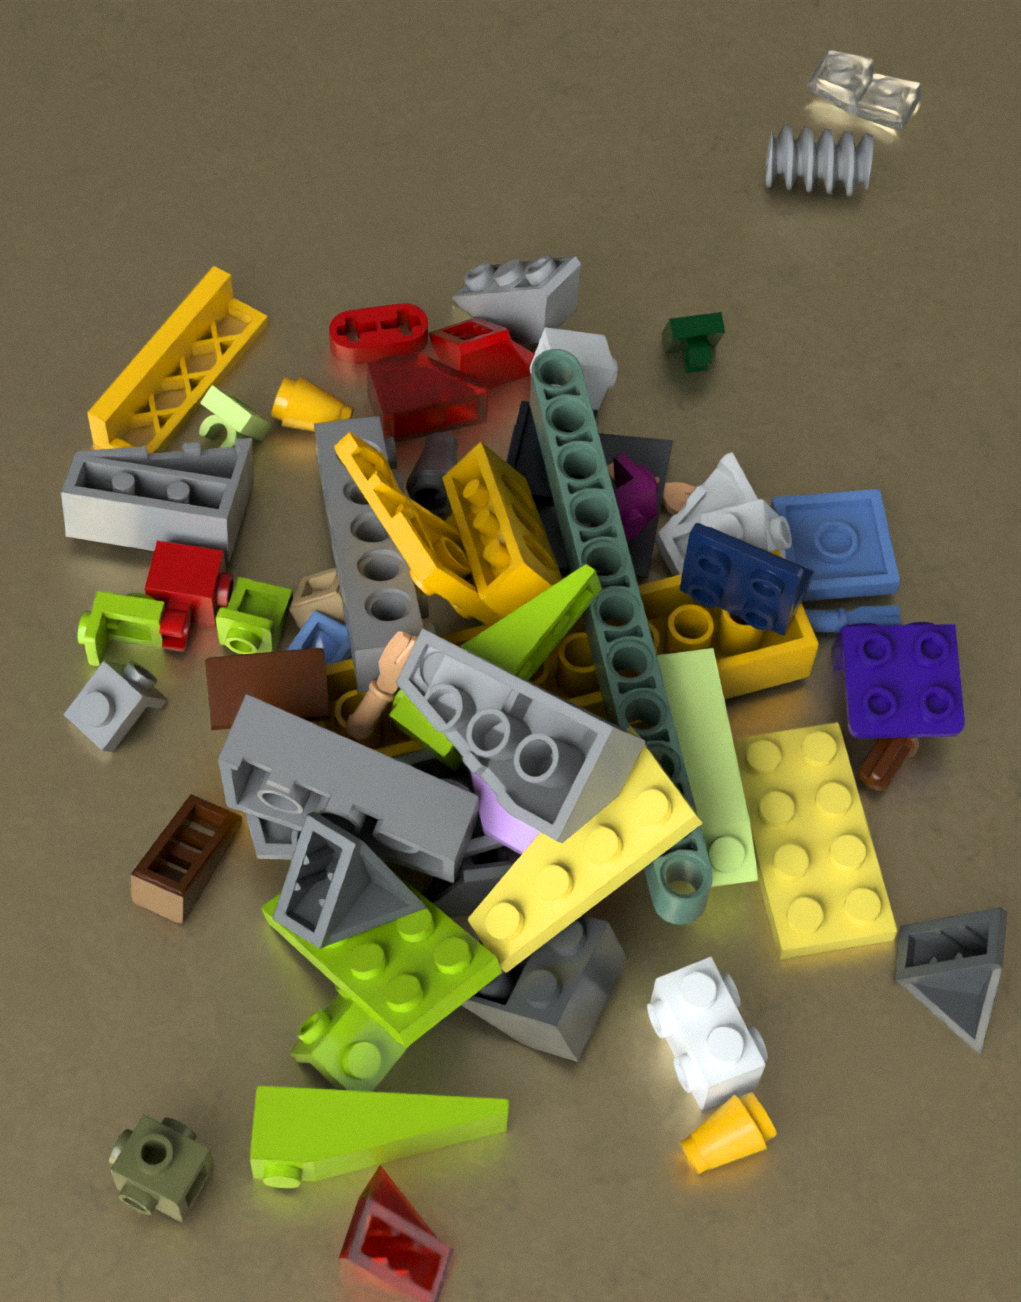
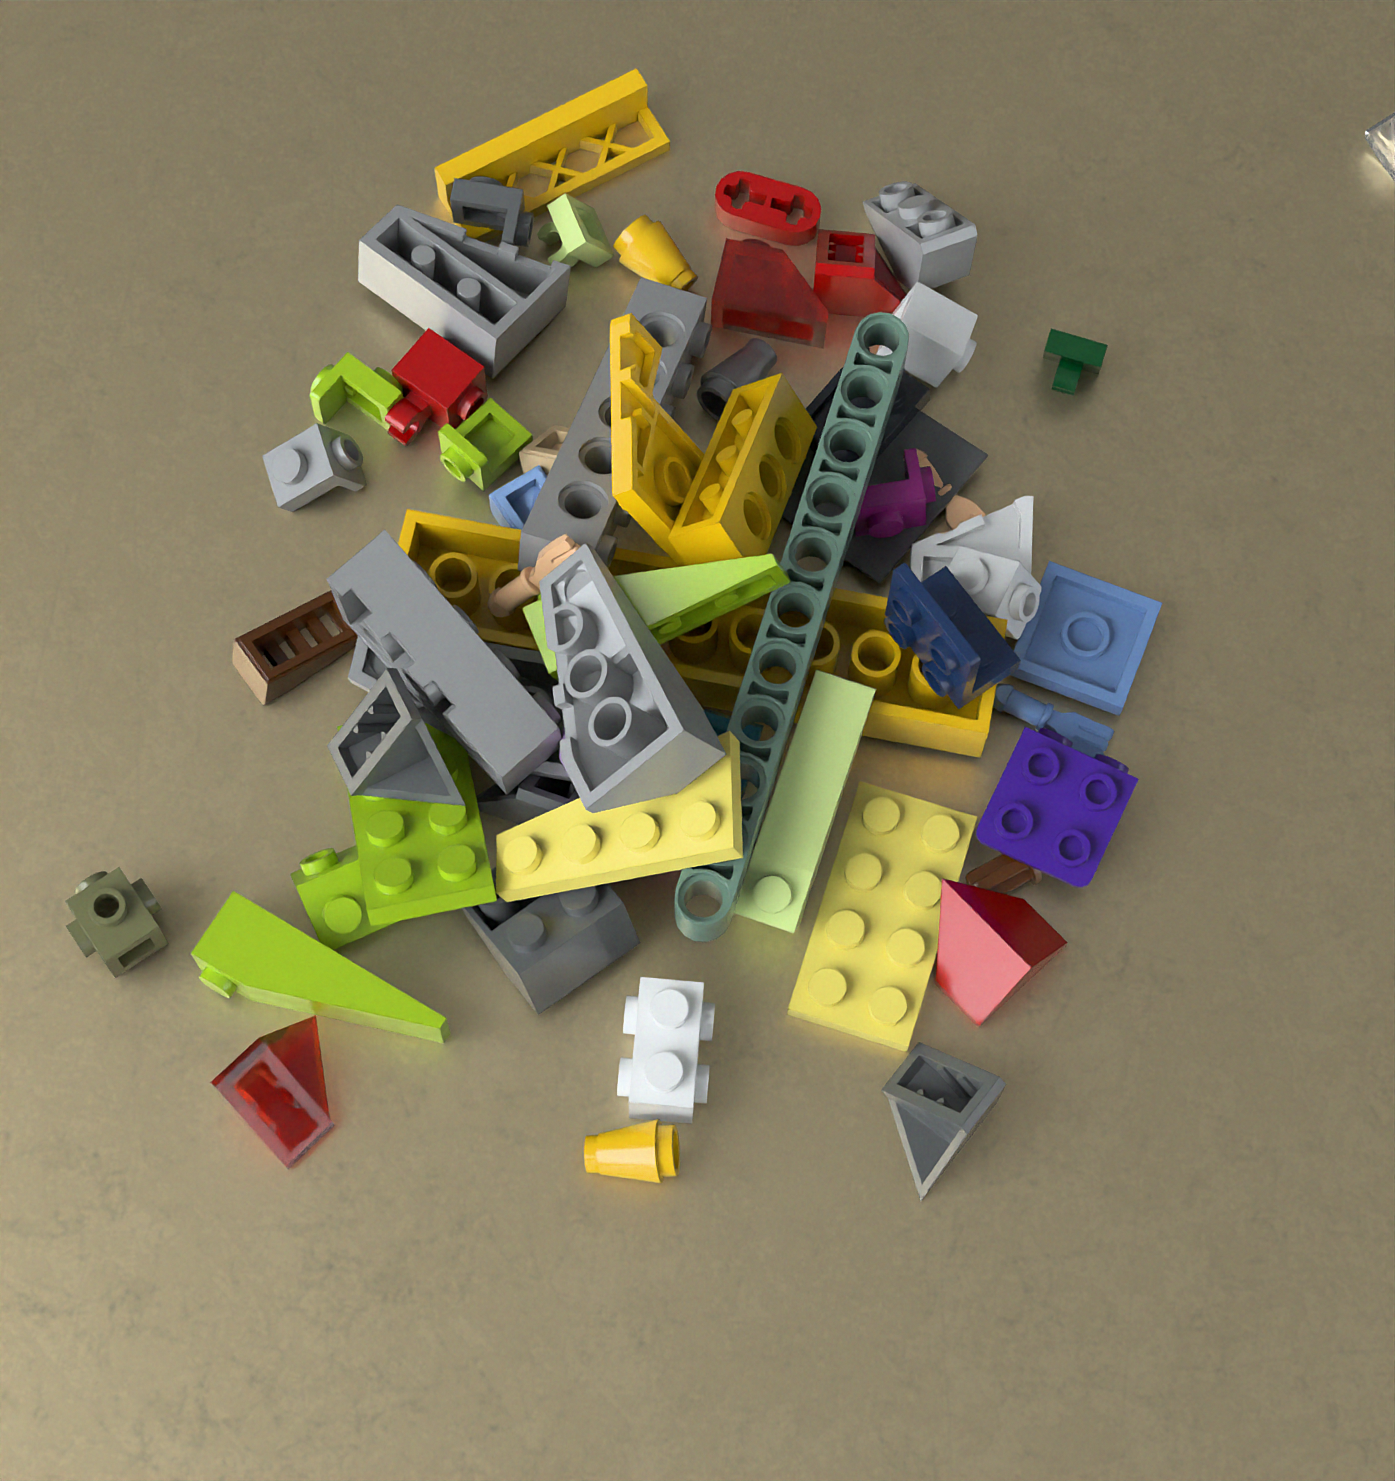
camera: 30 degrees right, 10 degrees up
(155, 424) = (492, 206): none -> dark grey bracket
(281, 678) = (438, 526): reddish brown slope -> none
(819, 159) = (1316, 223): light grey piece -> none
(912, 823) = (989, 947): none -> slope

